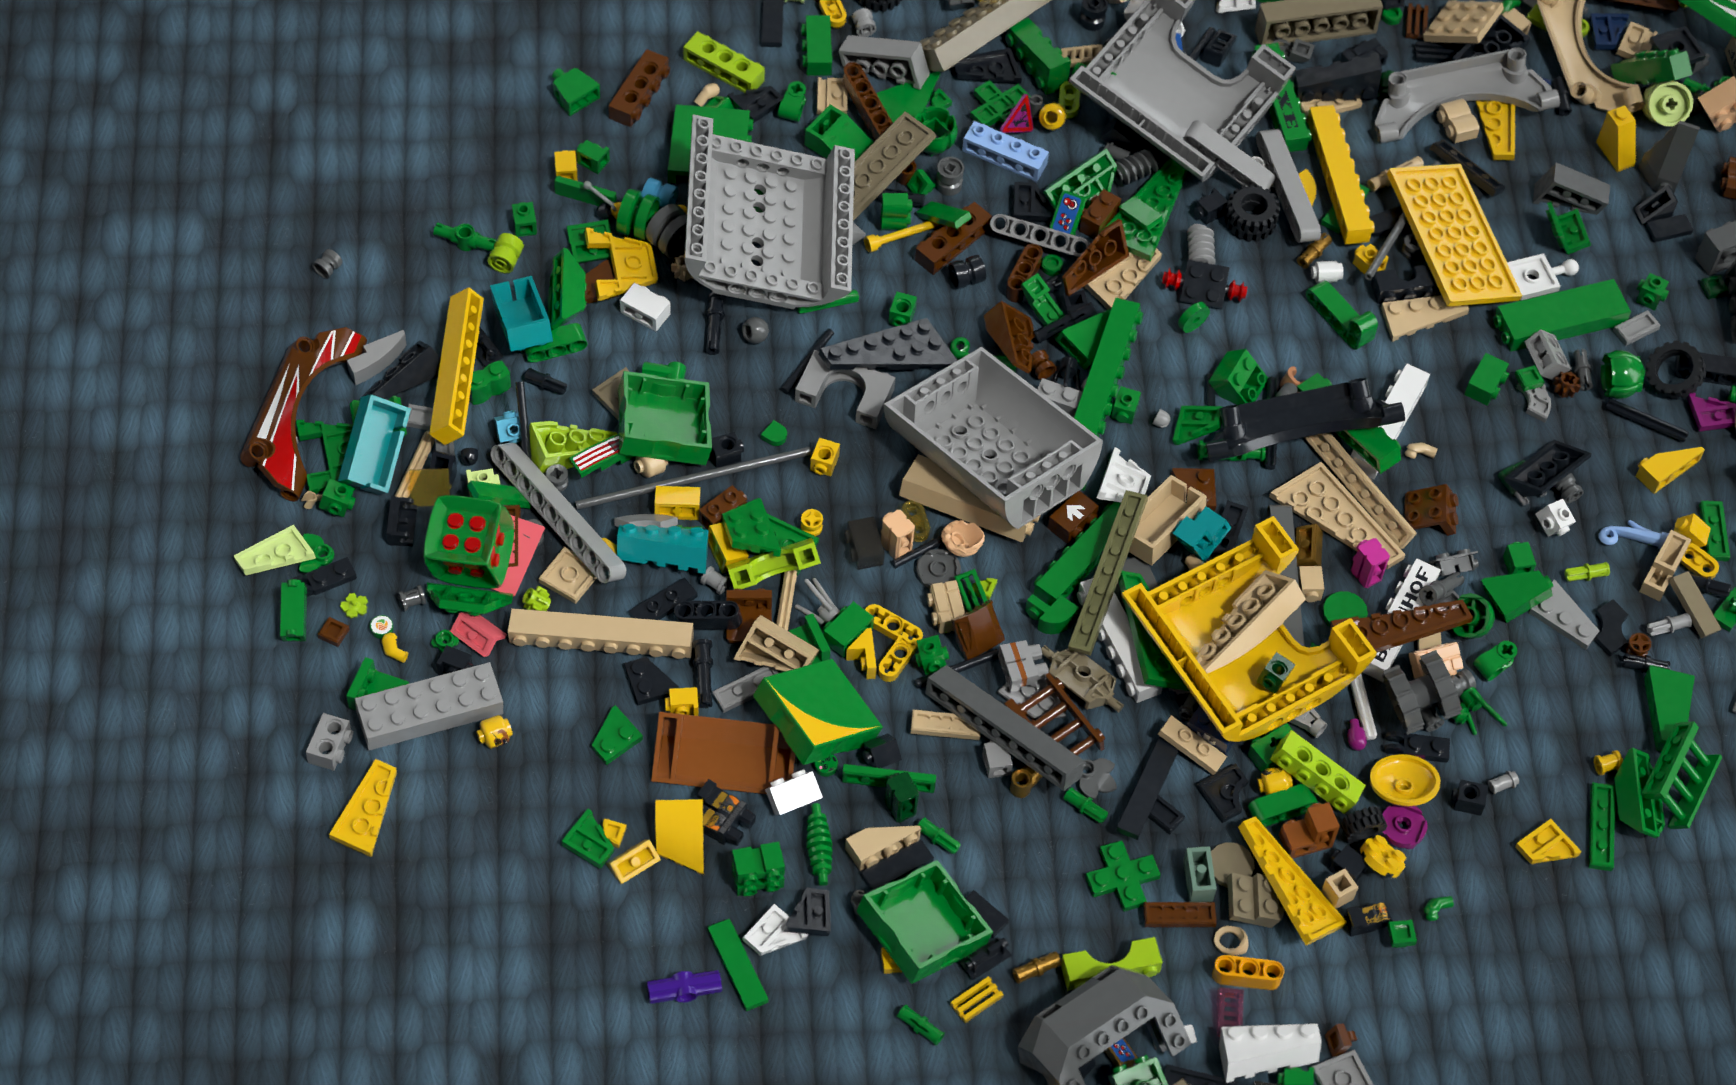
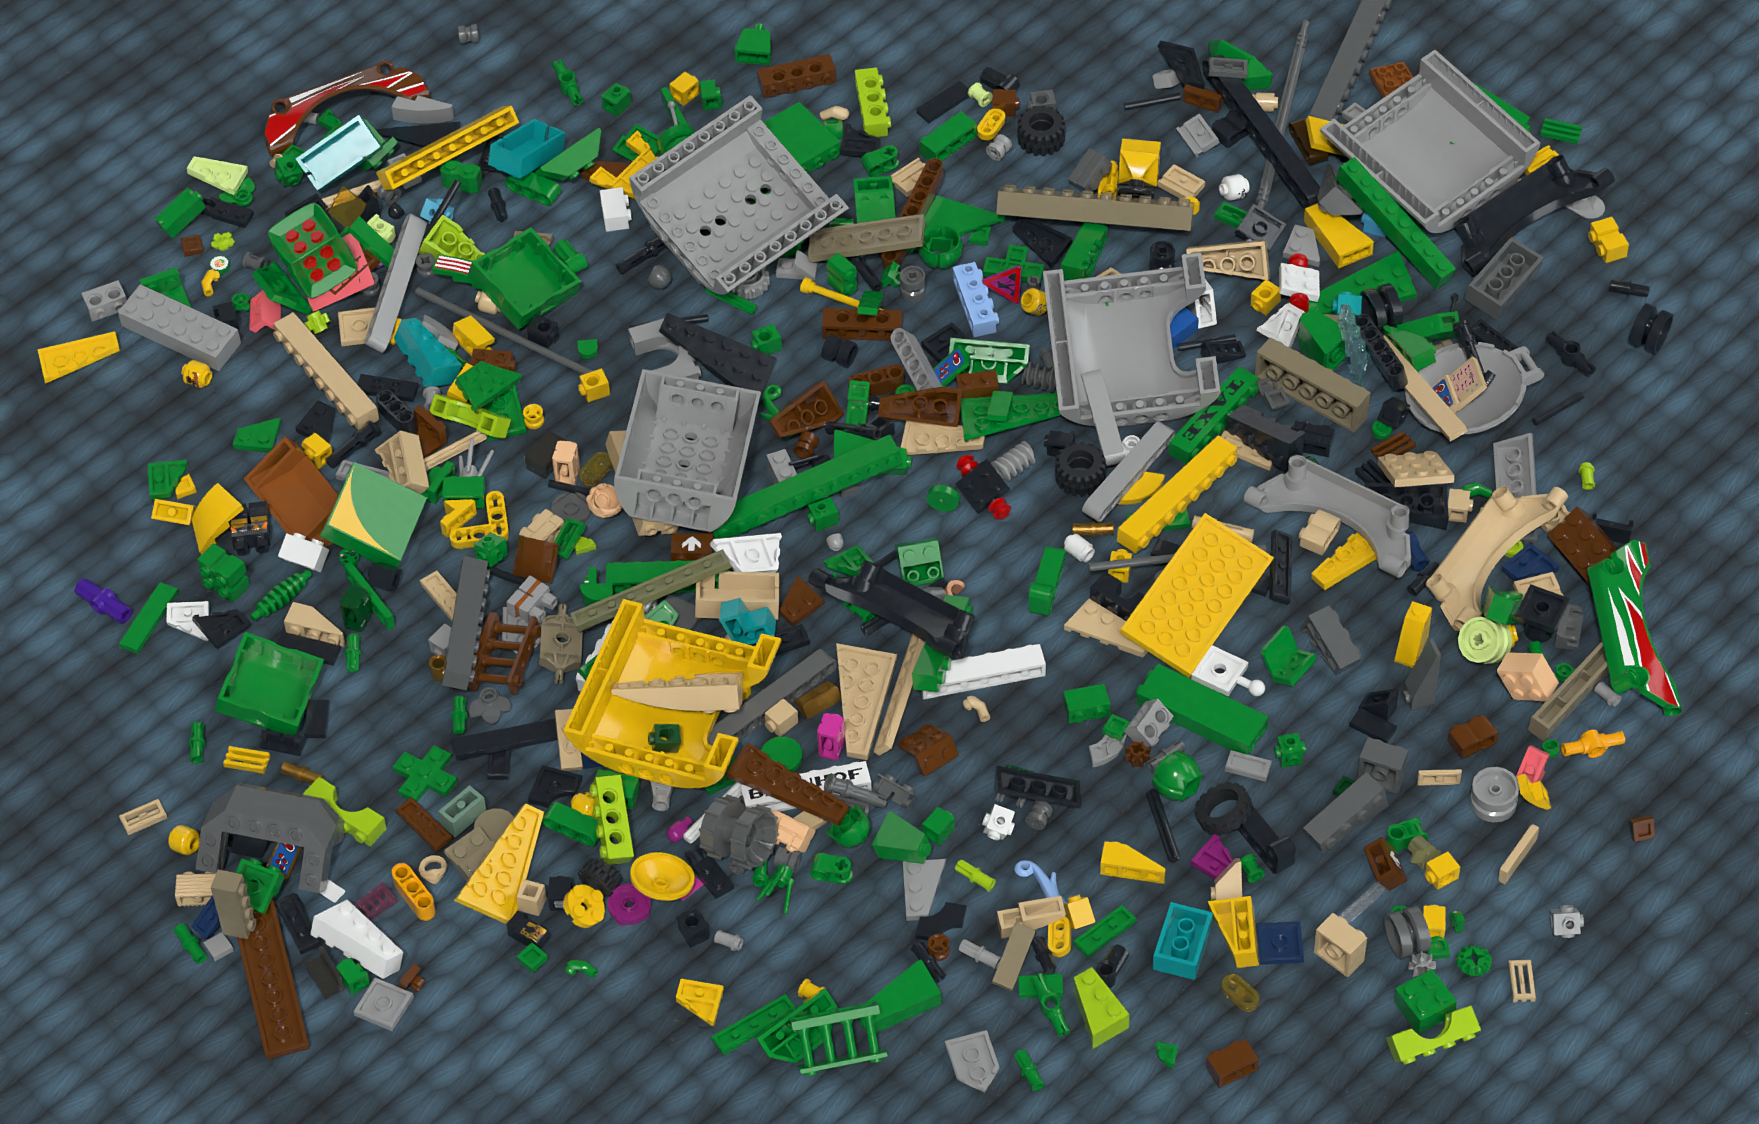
camera: 55 degrees right, 5 degrees down
(505, 253) = (576, 109): lime wheel -> none
(887, 58) = (974, 179): light grey wedge -> none
(1312, 833) = (562, 851): dark orange brick -> none

